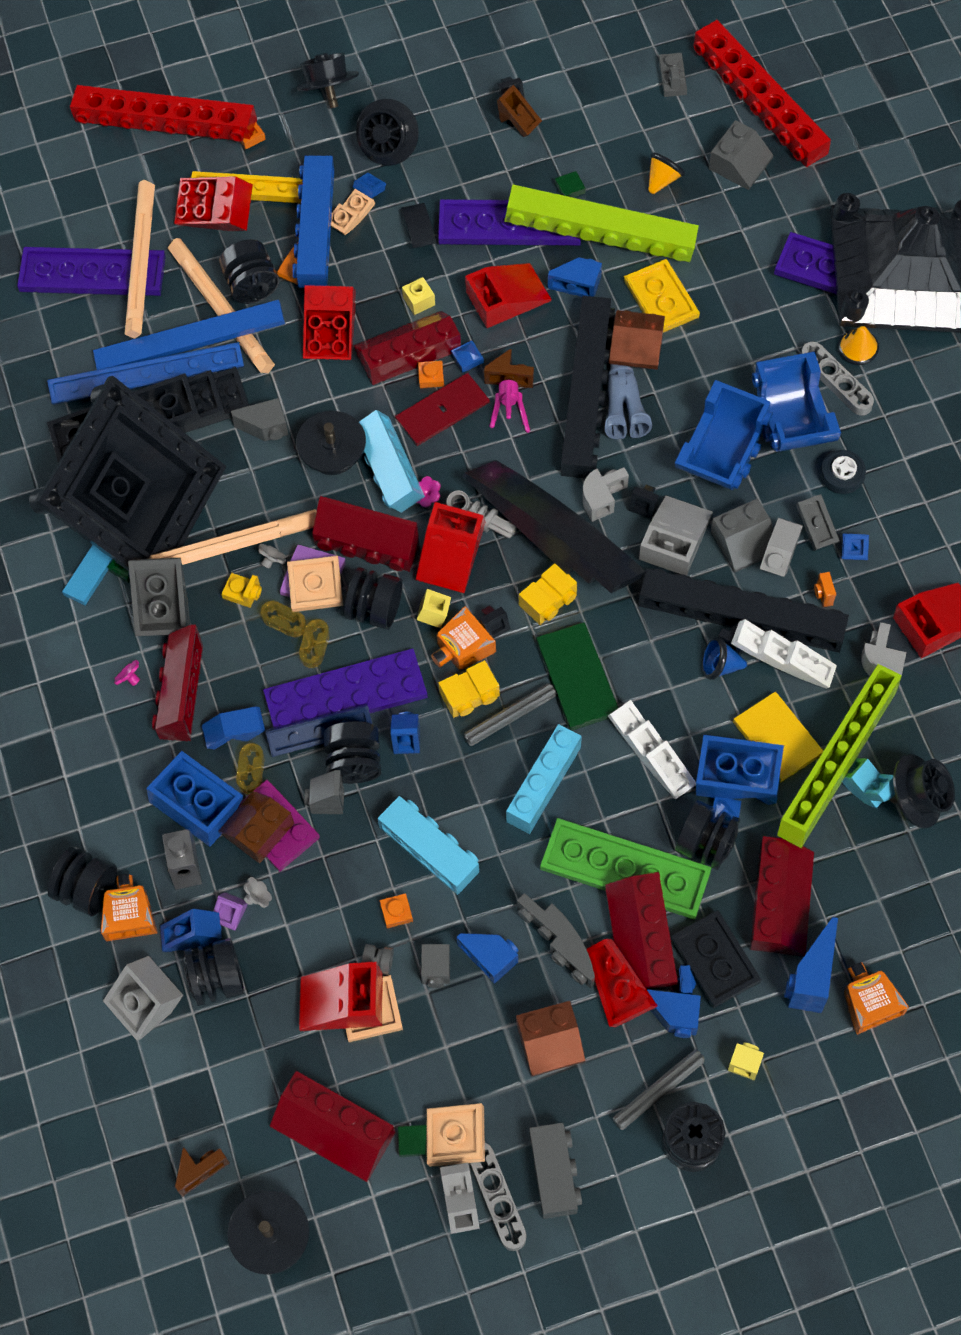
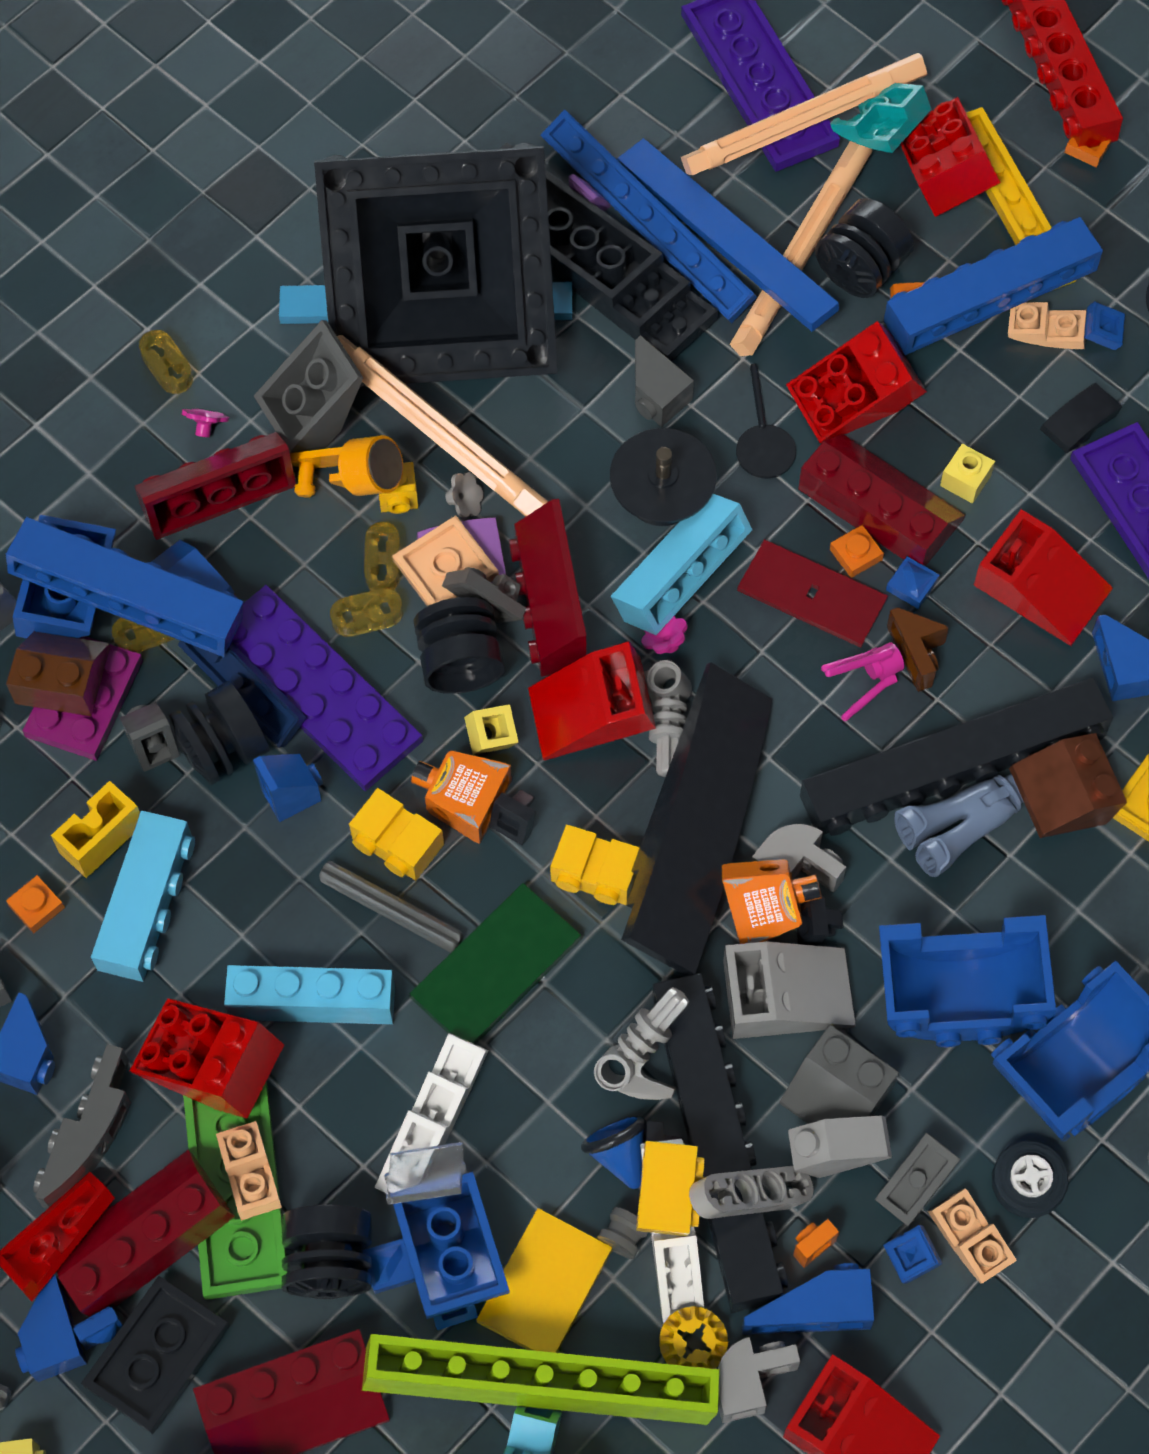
camera: 60 degrees right, 0 degrees up
(71, 680) = (160, 365): none -> clear yellow beam
(170, 219) = (886, 118): none -> teal slope
(228, 758) = (125, 586): none -> blue brick
(232, 589) = (364, 466): none -> light orange piece
(335, 389) = (765, 448): none -> black piece
(347, 565) = (500, 593): none -> dark grey hinge
(373, 849) = (100, 833): none -> yellow brick
(554, 848) = (208, 1056): none -> red slope
(622, 514) = (766, 898): none -> orange torso
(635, 857) = (248, 1170): none -> light nougat slope
(672, 622) = (635, 1047): none -> light grey piece
(690, 760) = (425, 1173): none -> clear piece
(769, 636) = (665, 1188): none -> yellow brick
(771, 680) = (622, 1233): none -> dark grey wheel
(789, 599) = (752, 1192): none -> light grey beam
(846, 686) = (688, 1320): none -> yellow gear
(860, 600) = (828, 1302): none -> blue slope
(863, 515) = (971, 1236): none -> light nougat slope

